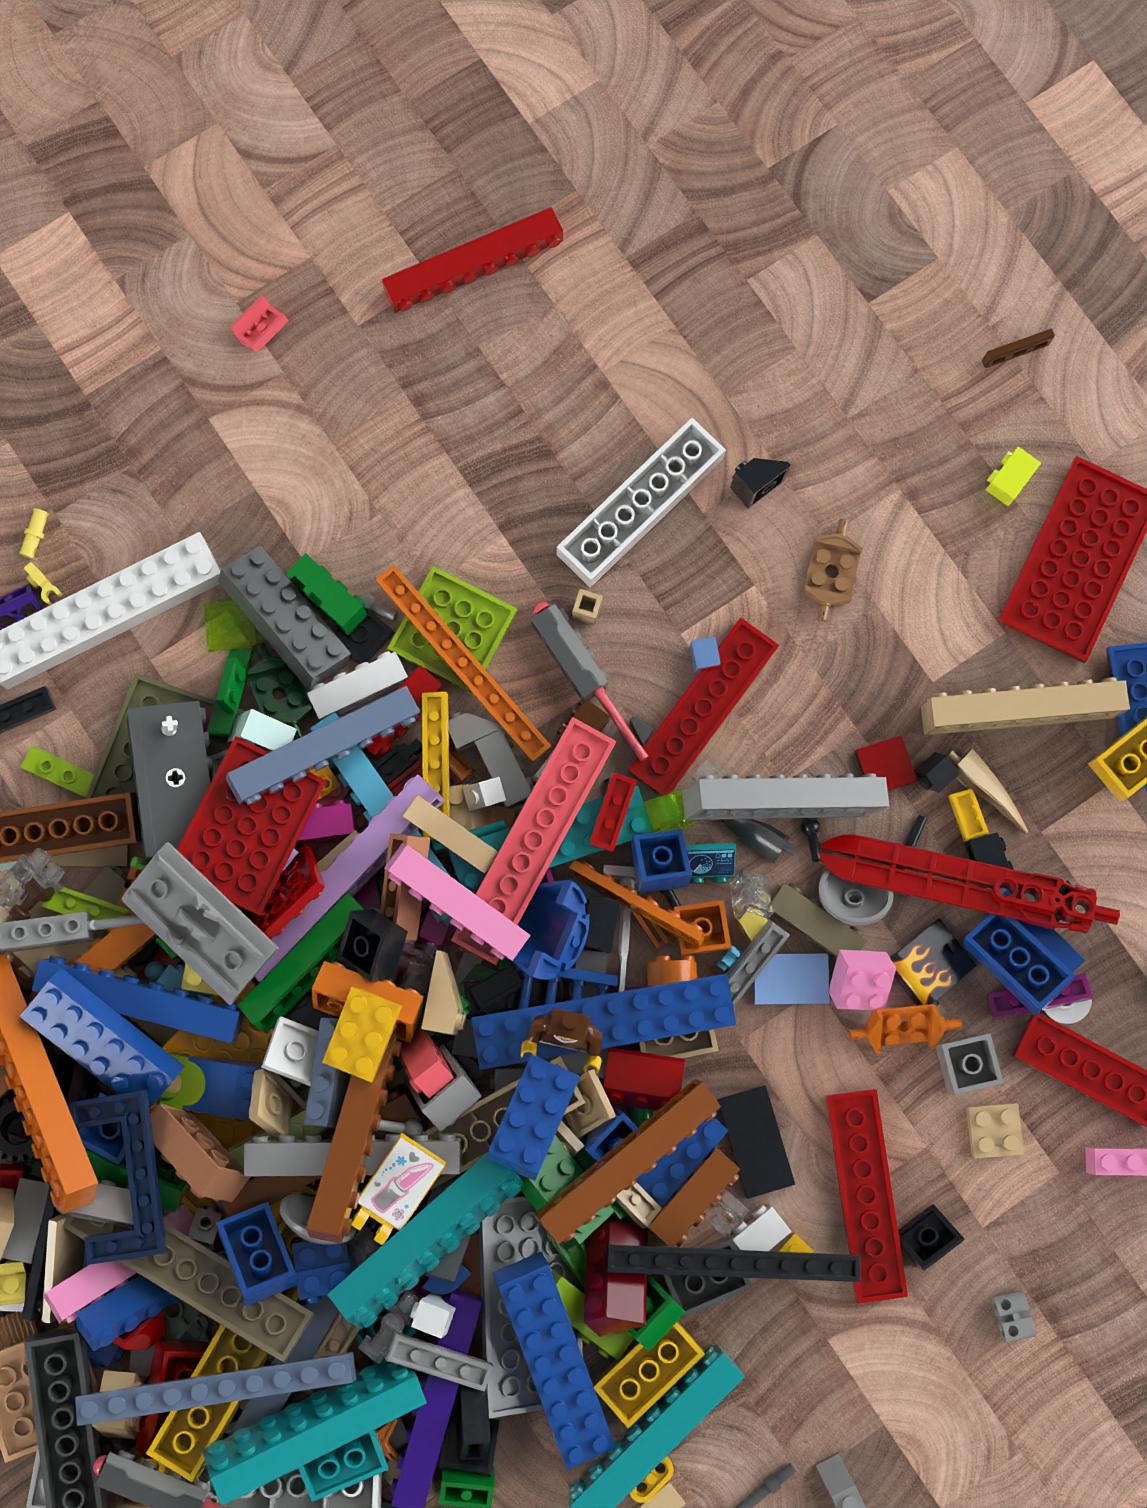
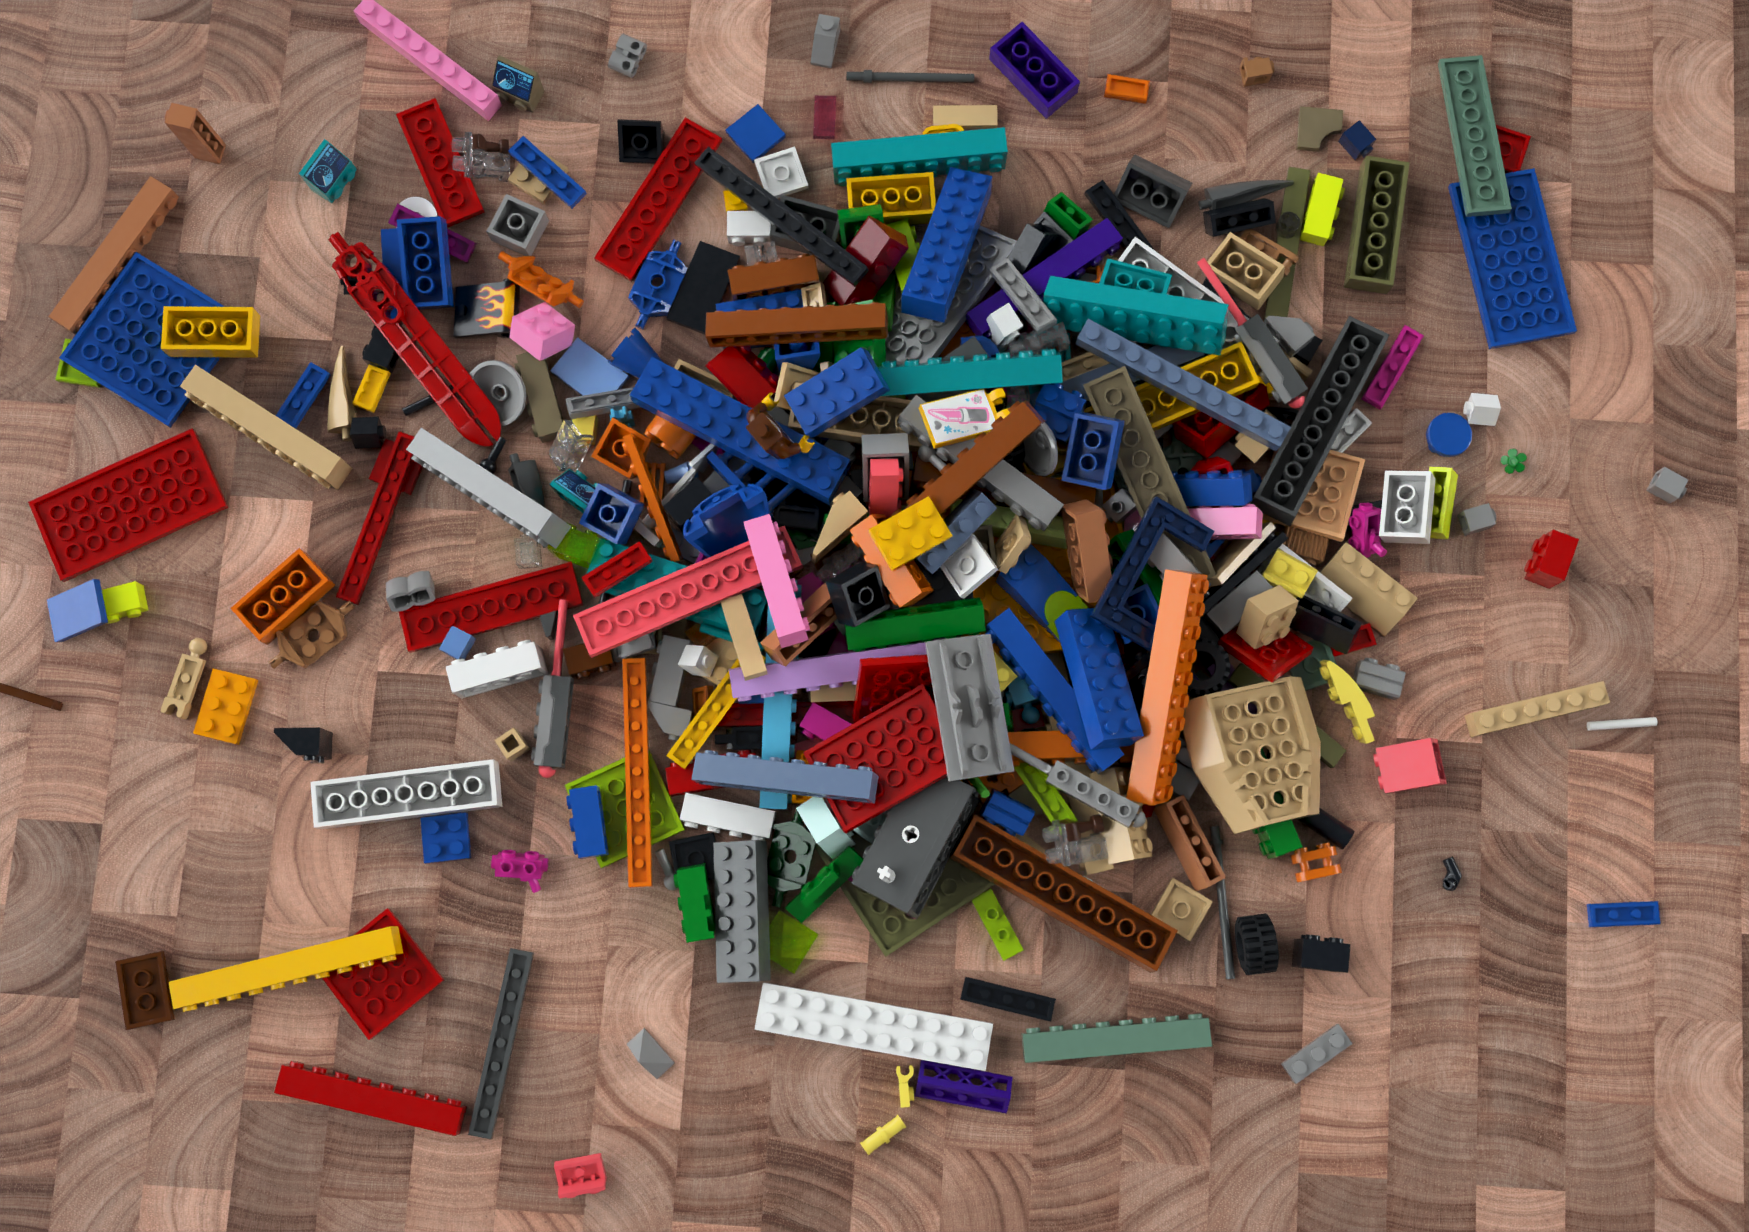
camera: 135 degrees left, 0 degrees up
(109, 866) = (1007, 812): none -> blue brick
(277, 455) = (650, 1053): none -> light grey slope
(404, 376) = (501, 1044): none -> dark grey plate
(470, 590) = (587, 822): none -> blue brick
(500, 517) = (526, 866): none -> dark pink brick
(546, 354) = (386, 990): none -> red plate
(580, 494) = (445, 838): none -> blue plate
(620, 302) = (286, 967): none -> yellow brick
(637, 950) = (675, 474): none -> light blue cone
(650, 656) = (496, 669): none -> white brick
(720, 208) = (144, 990): none -> reddish brown plate
(758, 1025) = (633, 354): none -> blue cone
(774, 1313) = (781, 173): none -> white plate
(780, 1406) = (824, 117): none -> clear pink tile
(781, 666) = (409, 591): none -> light grey brick
(785, 1096) = (654, 300): none -> blue plate
(831, 1335) = (755, 133): none -> blue tile
(852, 462) = (225, 706): none -> light orange plate
(863, 706) = (377, 521): none -> red tile
(883, 581) = (282, 596): none -> orange brick
(902, 457) = (185, 680): none -> tan plate
(986, 1136) = (547, 172): none -> blue plate
(1020, 762) = (303, 395): none -> blue plate
(1039, 441) = (77, 610): none -> tile
(1058, 1096) = (477, 159): none -> clear hips
(1087, 1200) = (517, 84): none -> slope

